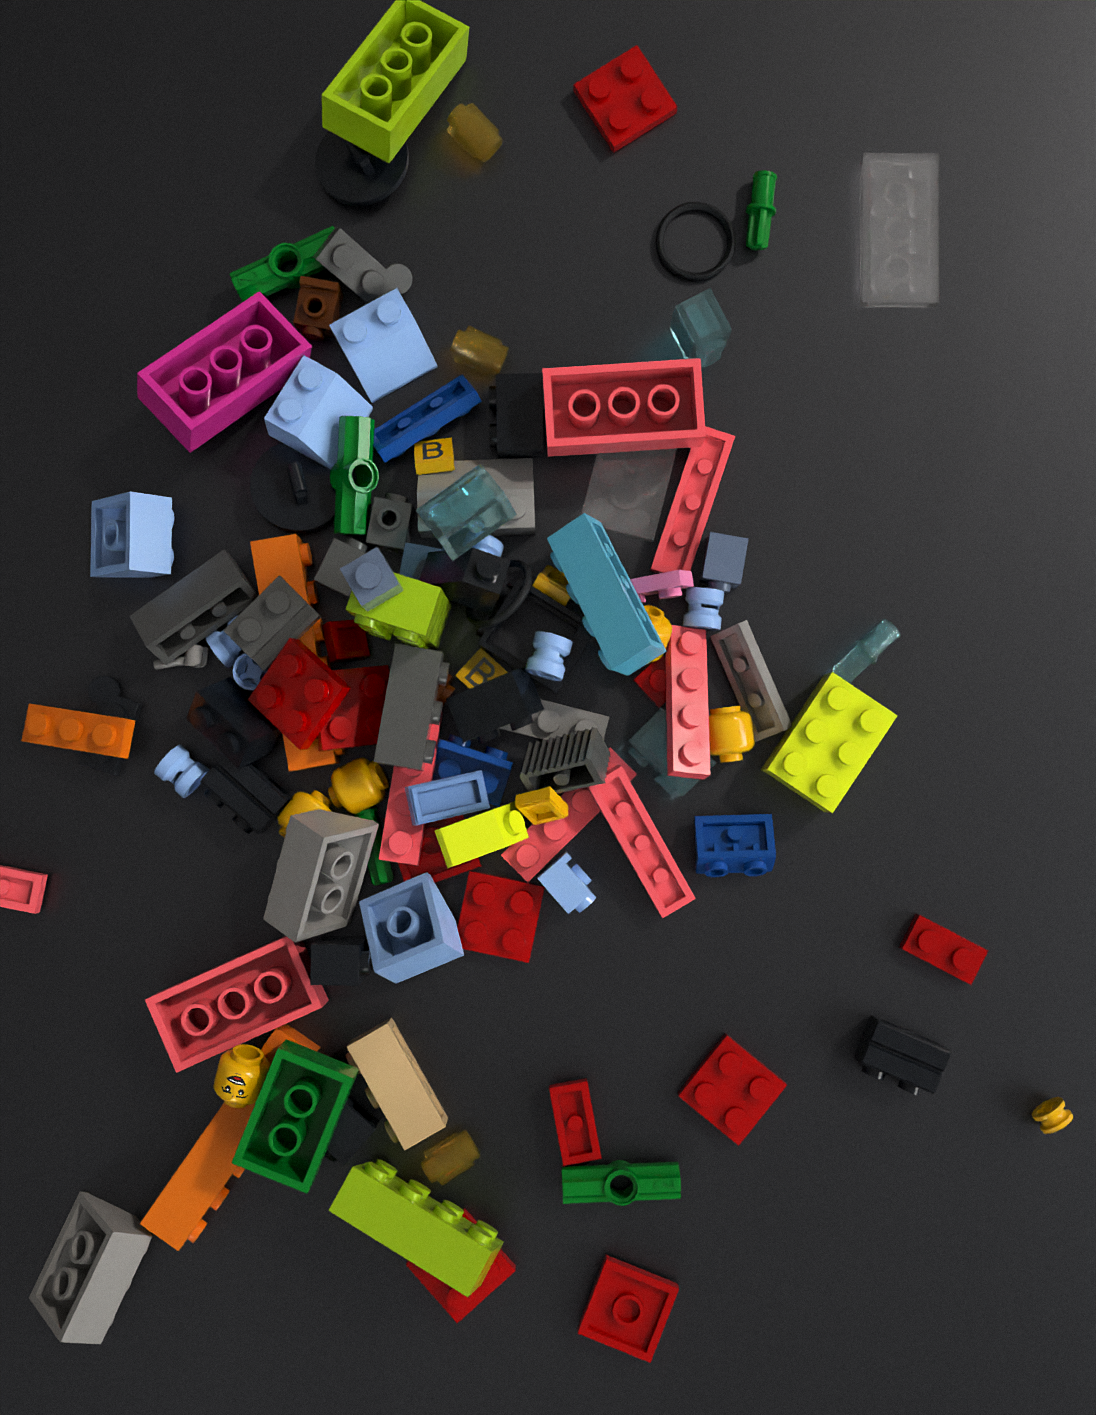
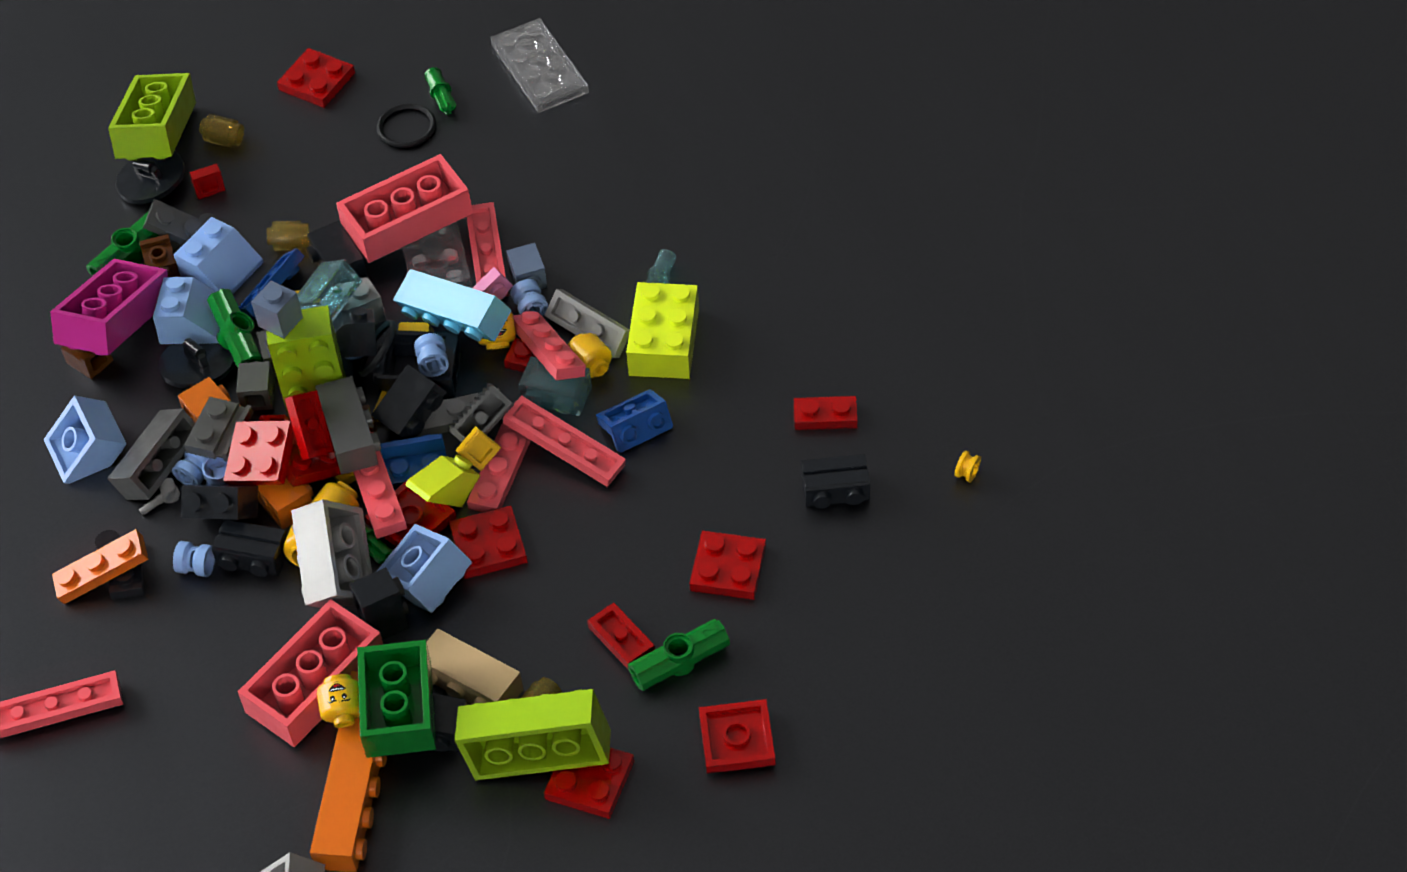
camera: 25 degrees left, 35 degrees down
(362, 701) = (309, 425): none -> red plate
(422, 208) = (207, 181): none -> red plate
(447, 797) = (395, 473): medium blue tile -> none
(567, 884) = (525, 494): light blue brick -> none
(700, 328) = (431, 140): clear light blue brick -> none

